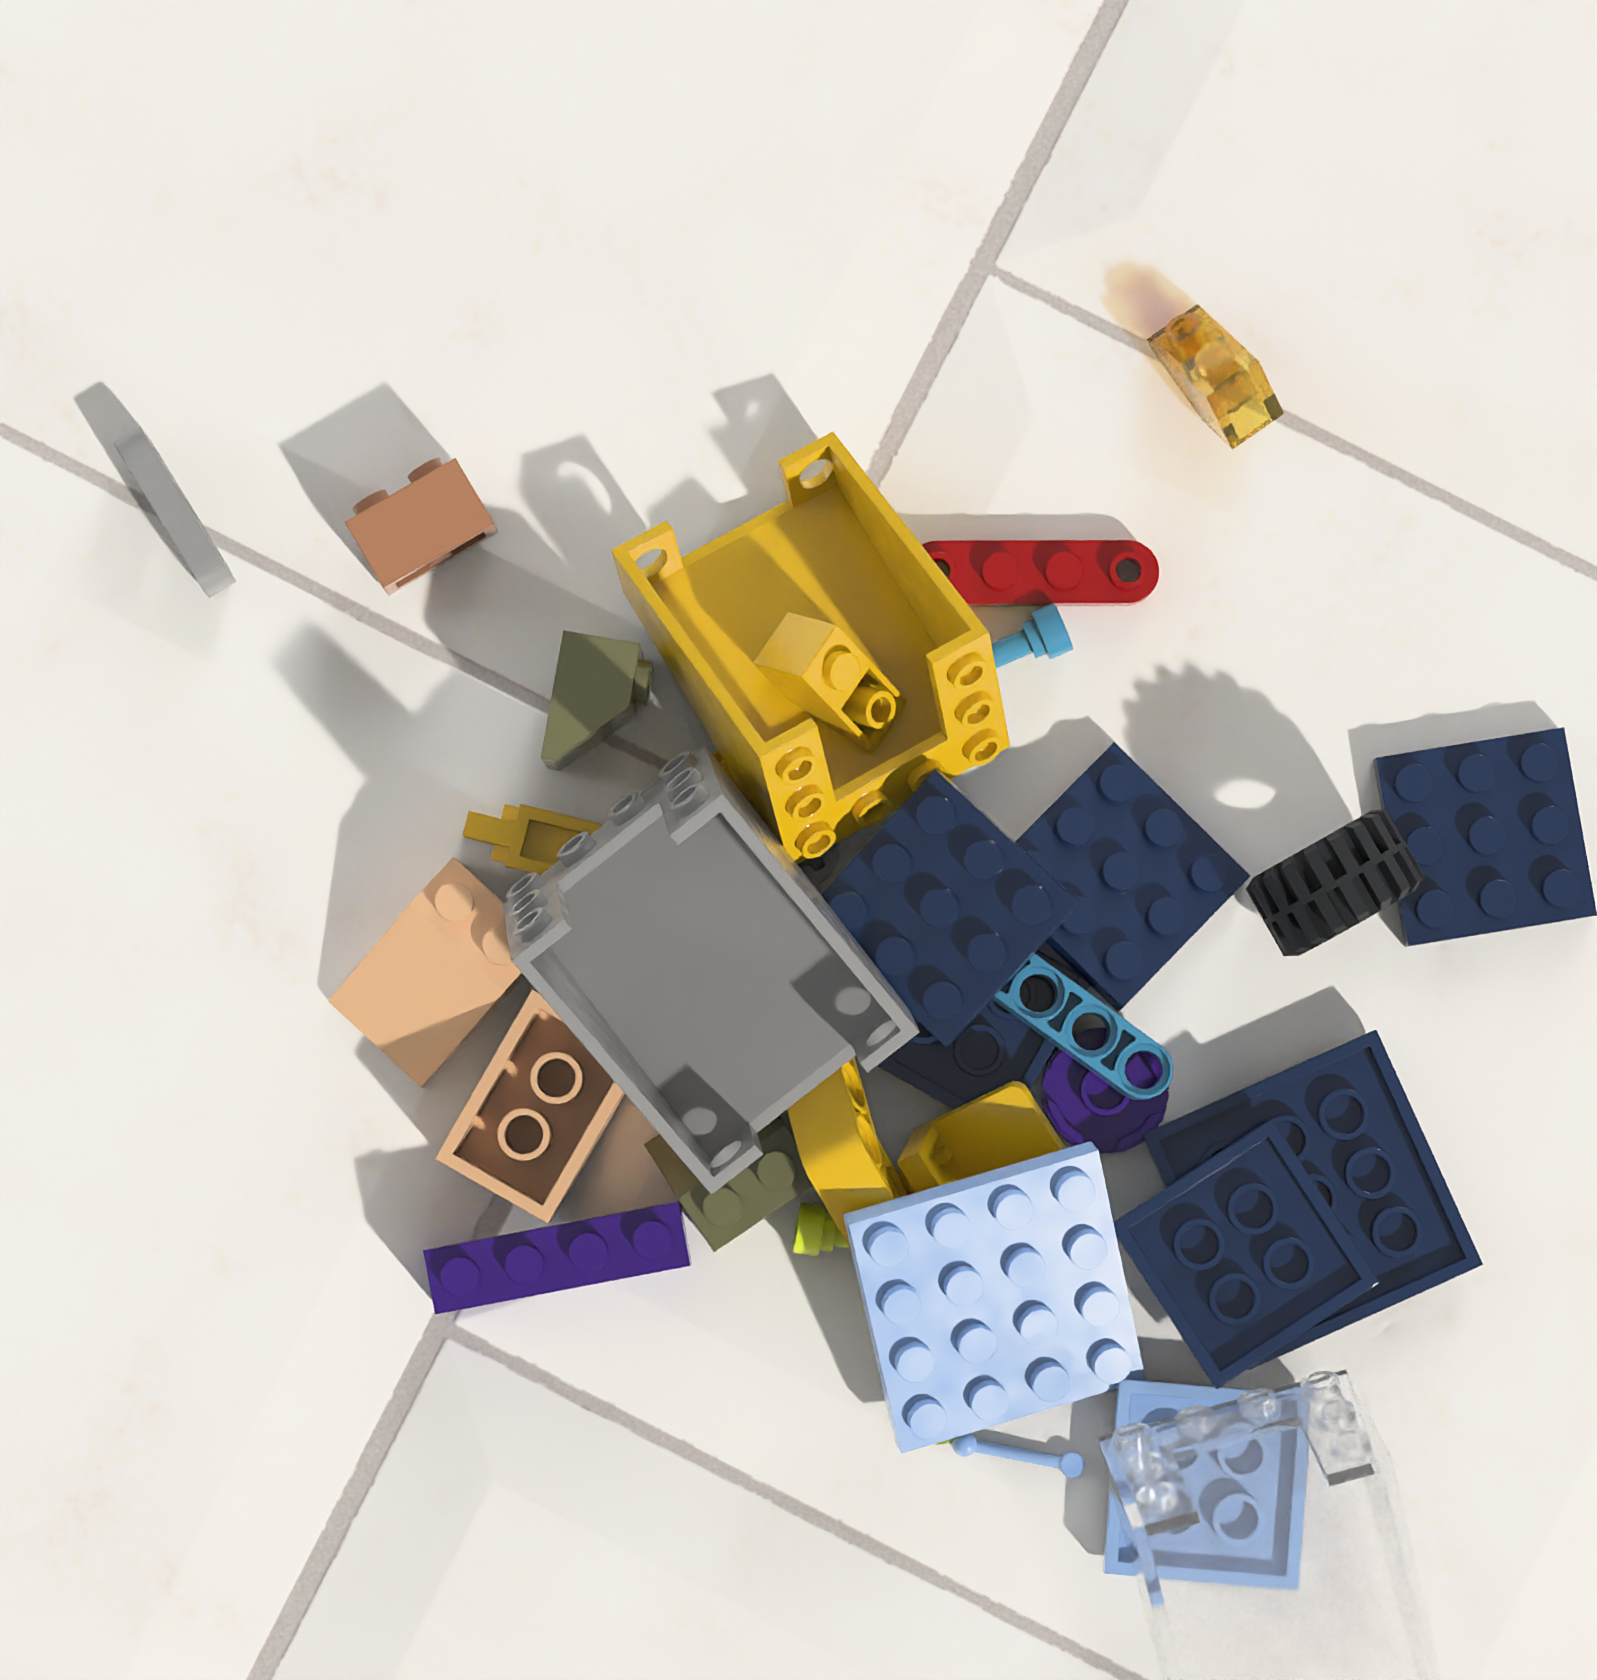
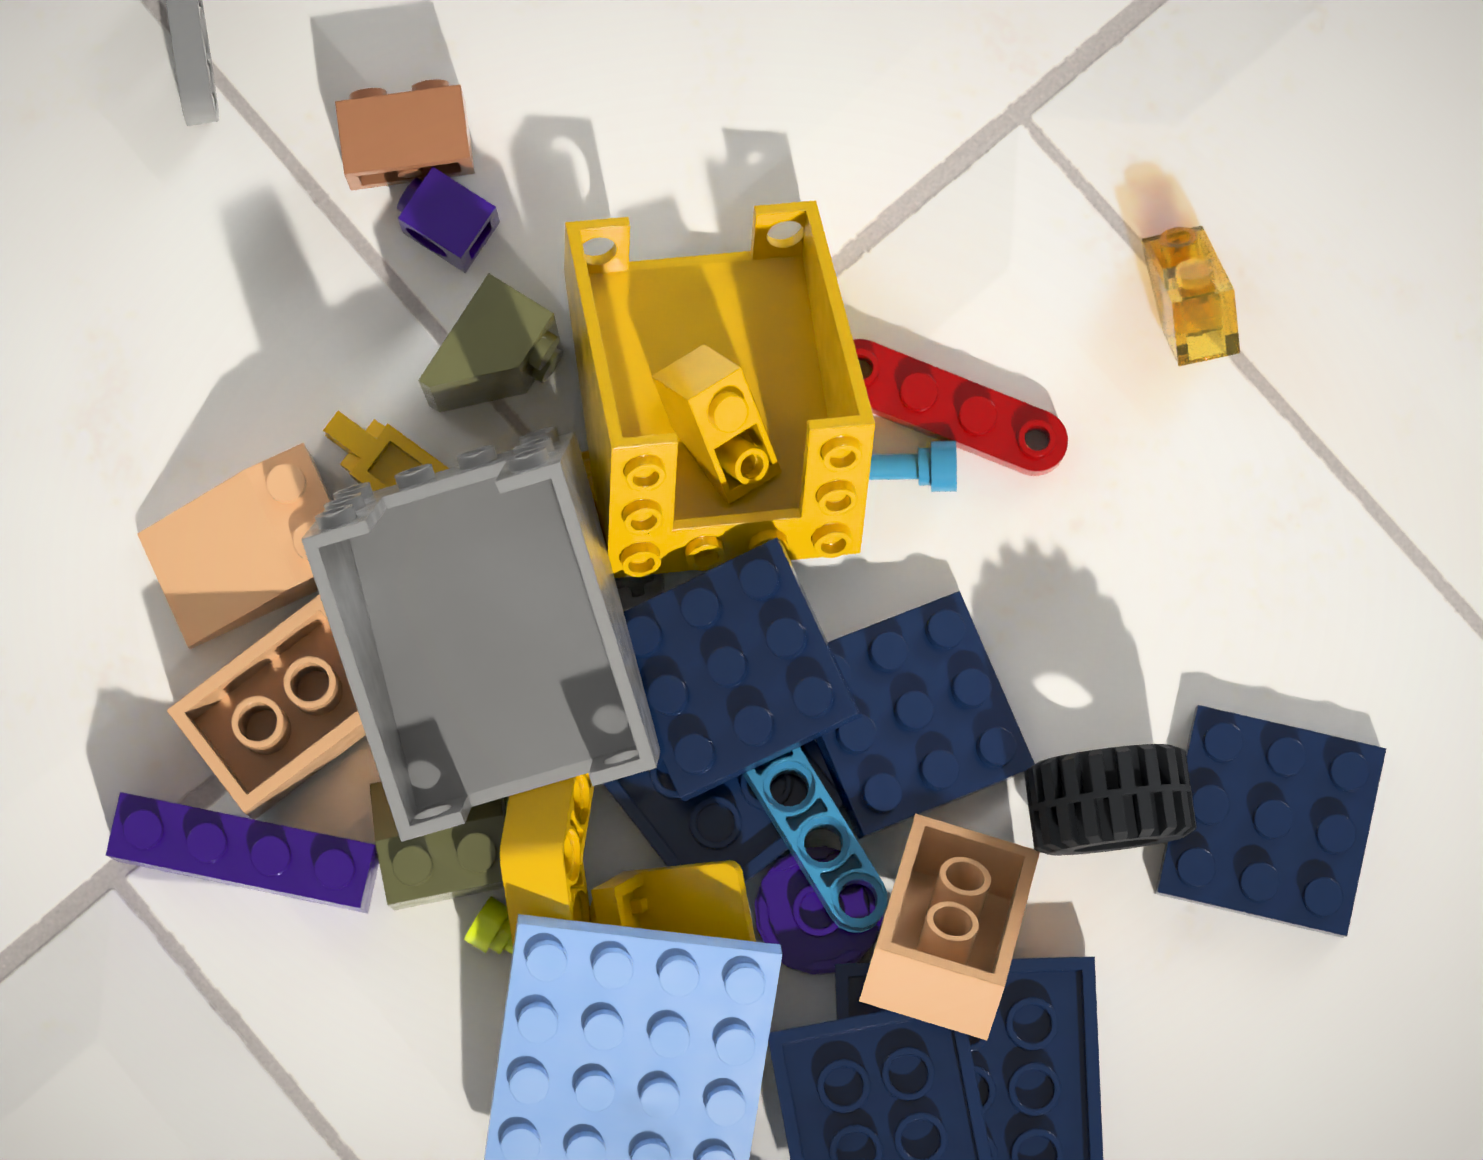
camera: 25 degrees right, 5 degrees down
(491, 586) = (447, 218): none -> dark purple brick
(1238, 1059) = (950, 927): none -> light nougat brick

